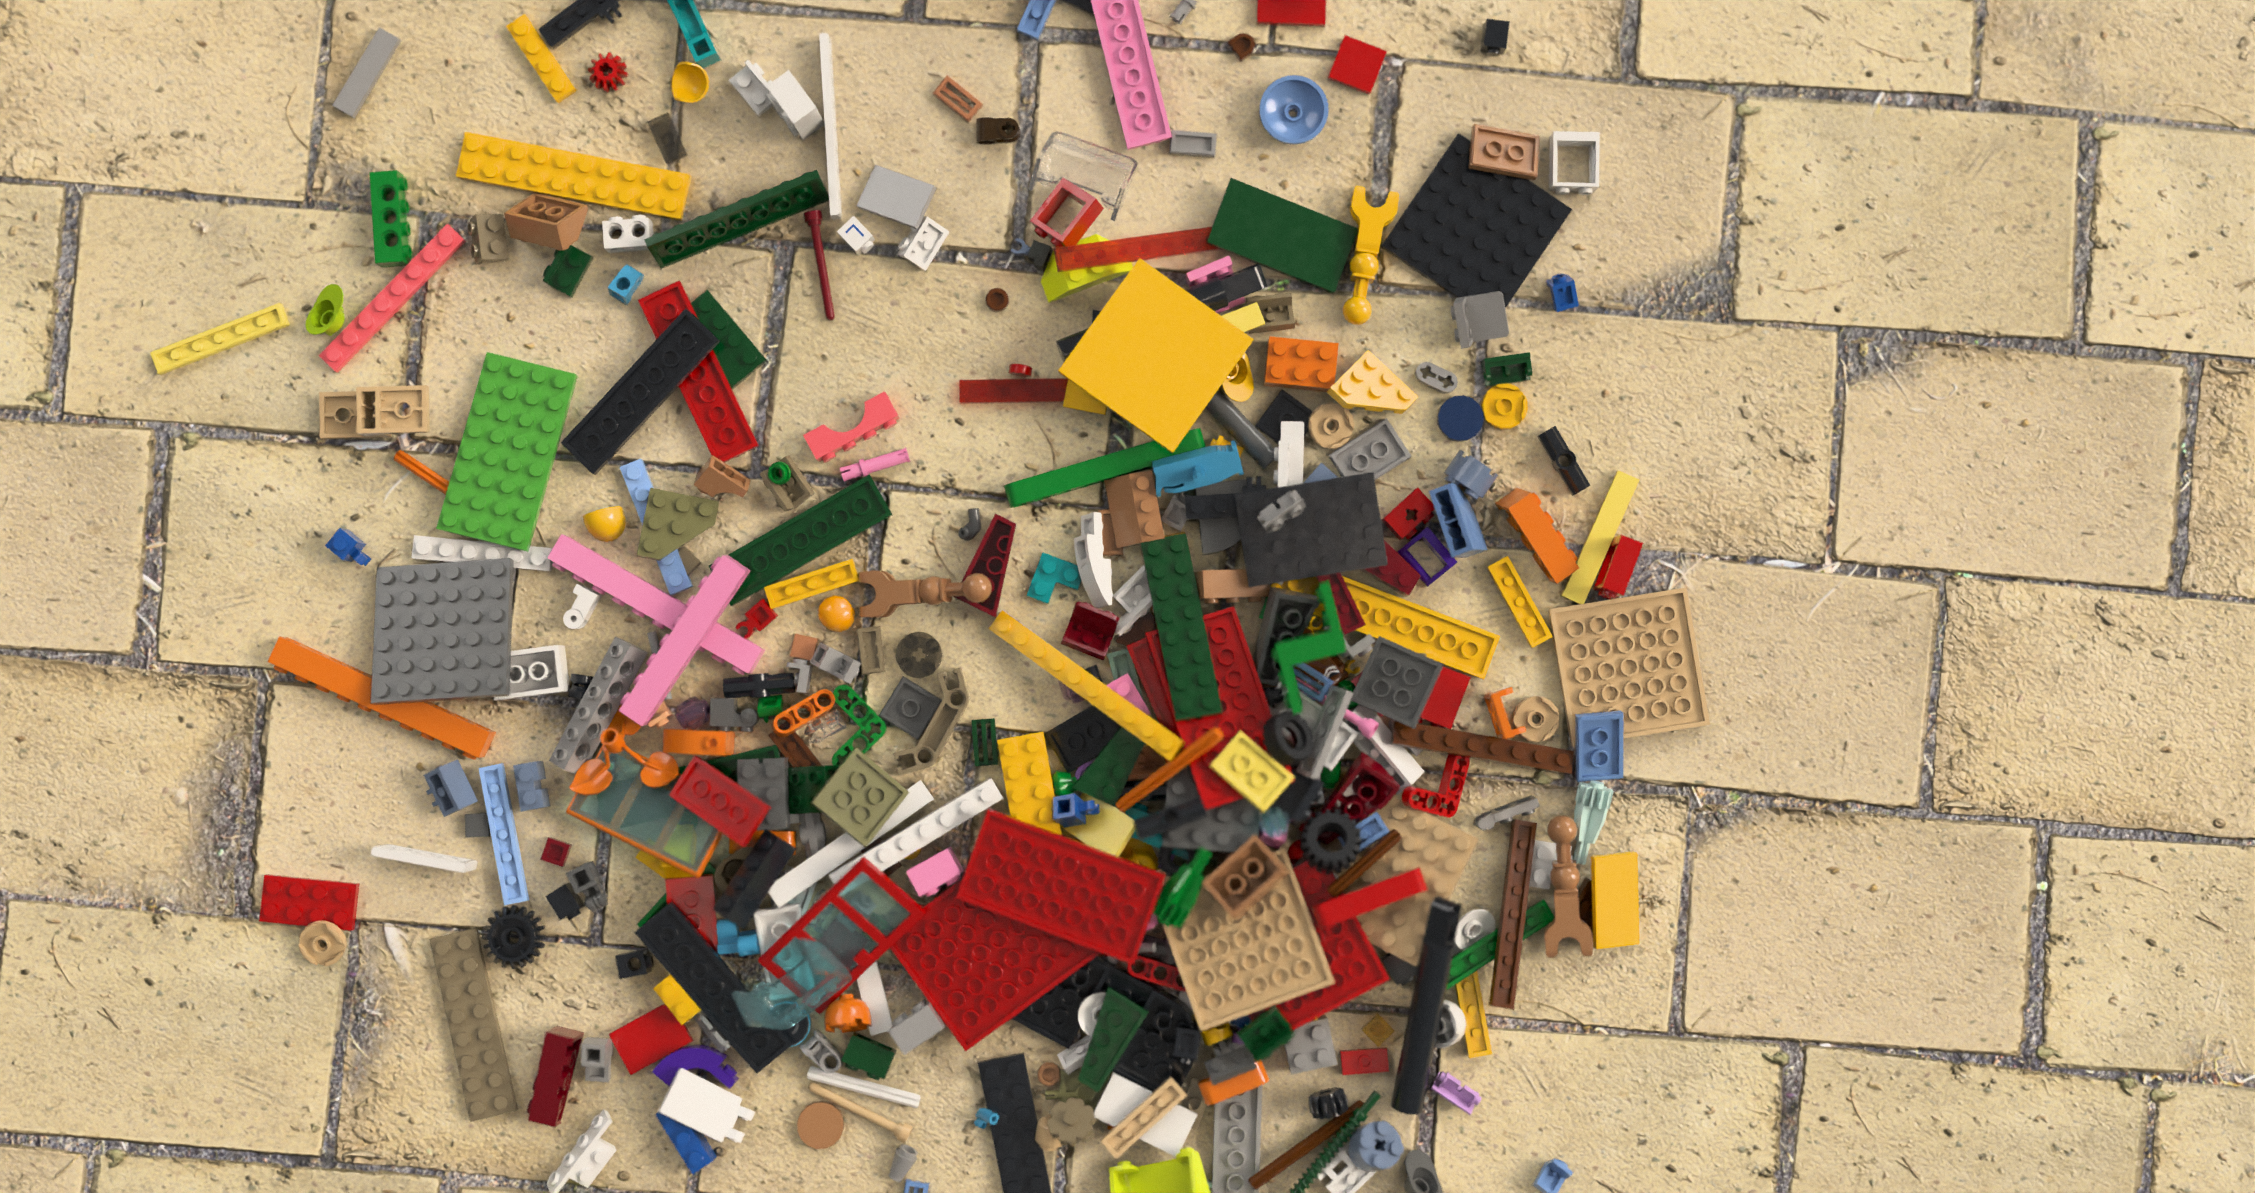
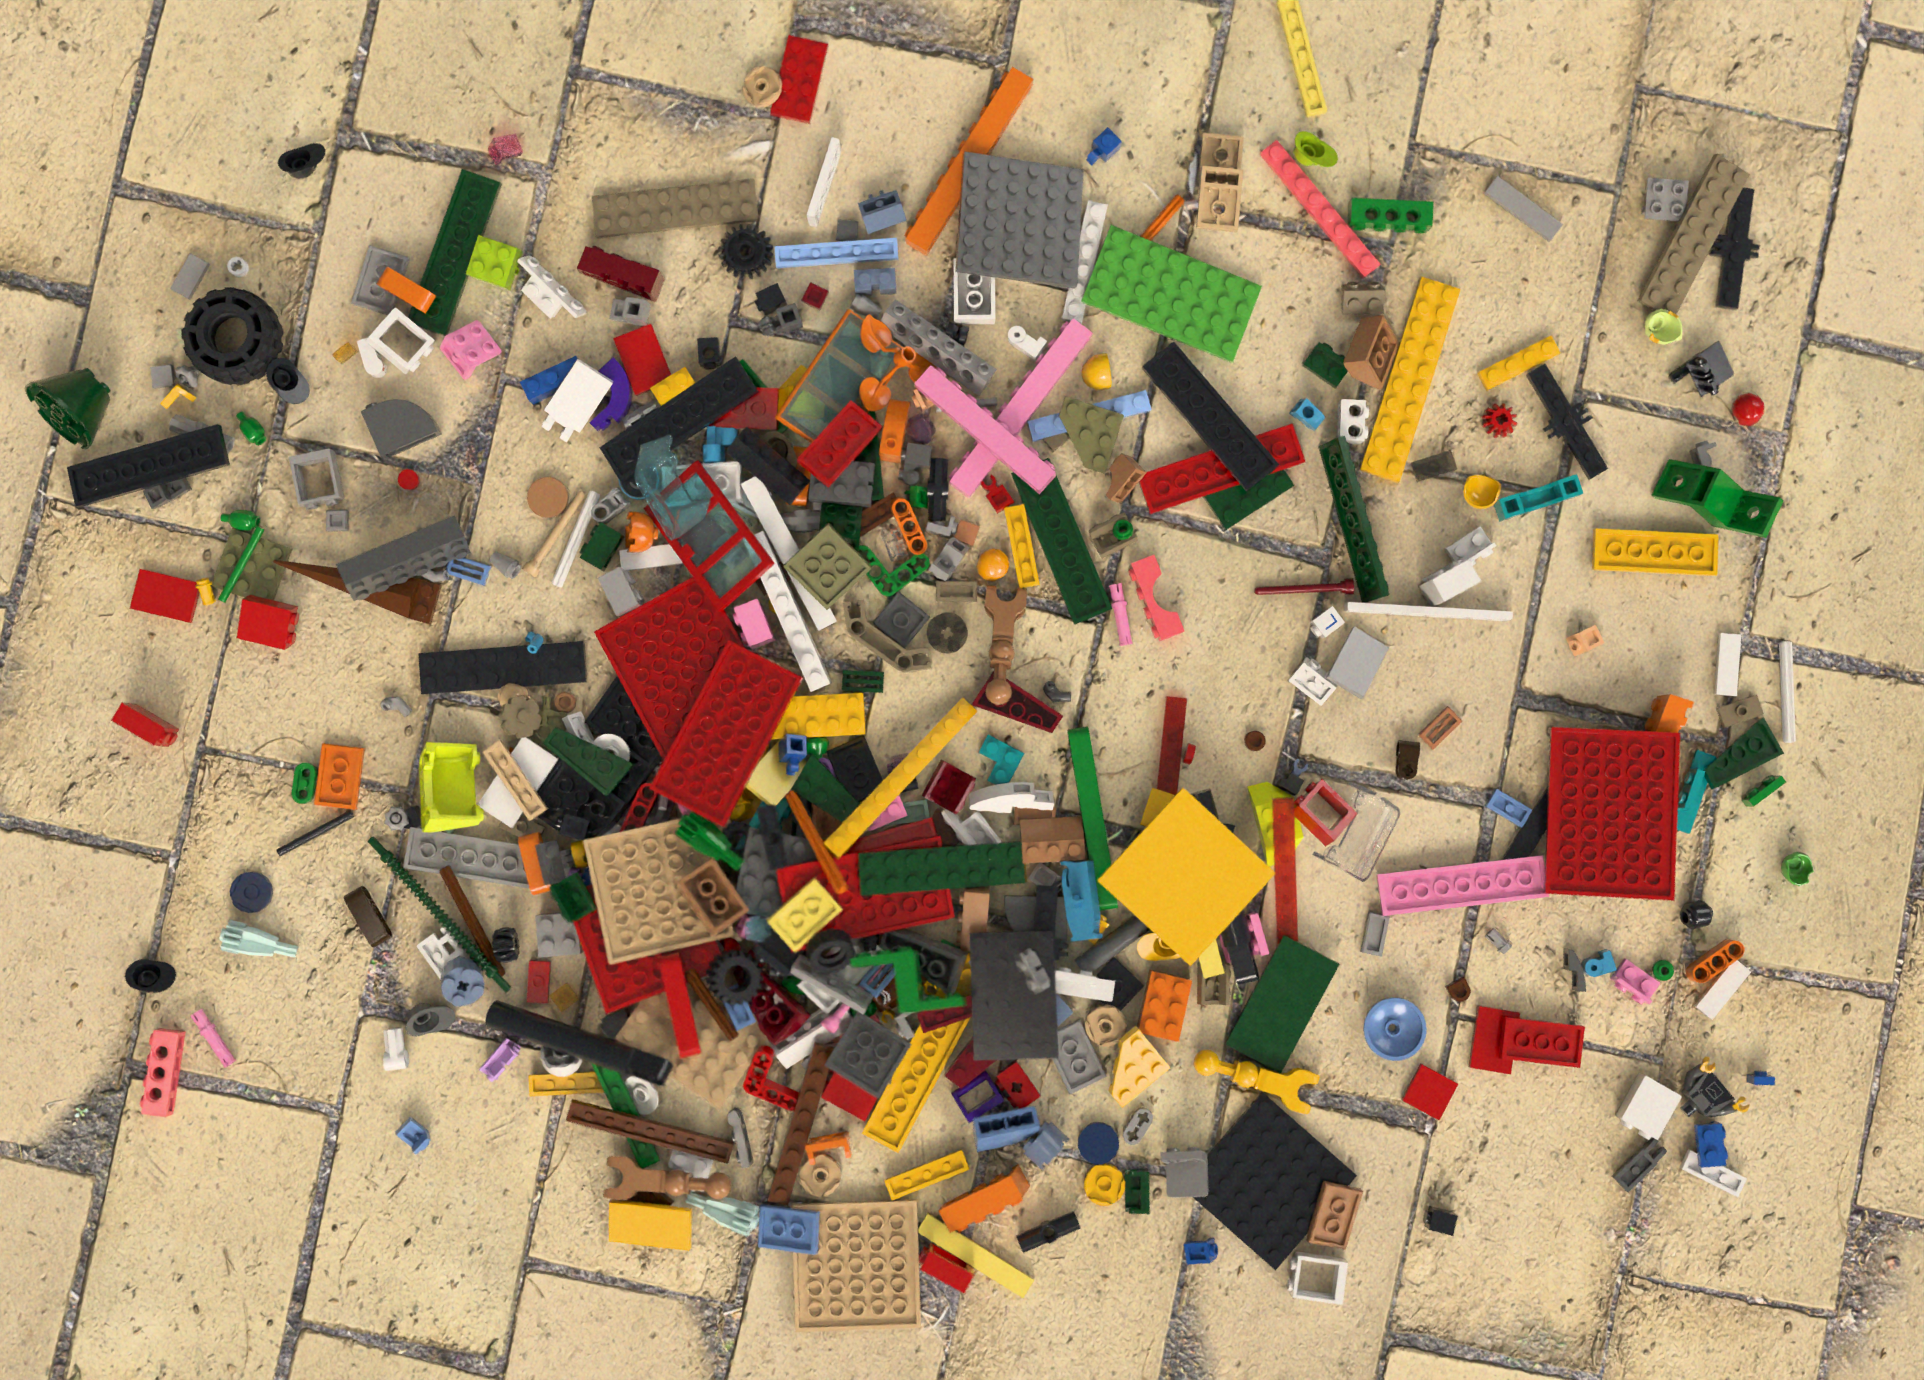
camera: 90 degrees right, 0 degrees up
(561, 794) = (864, 306): none -> light grey cone

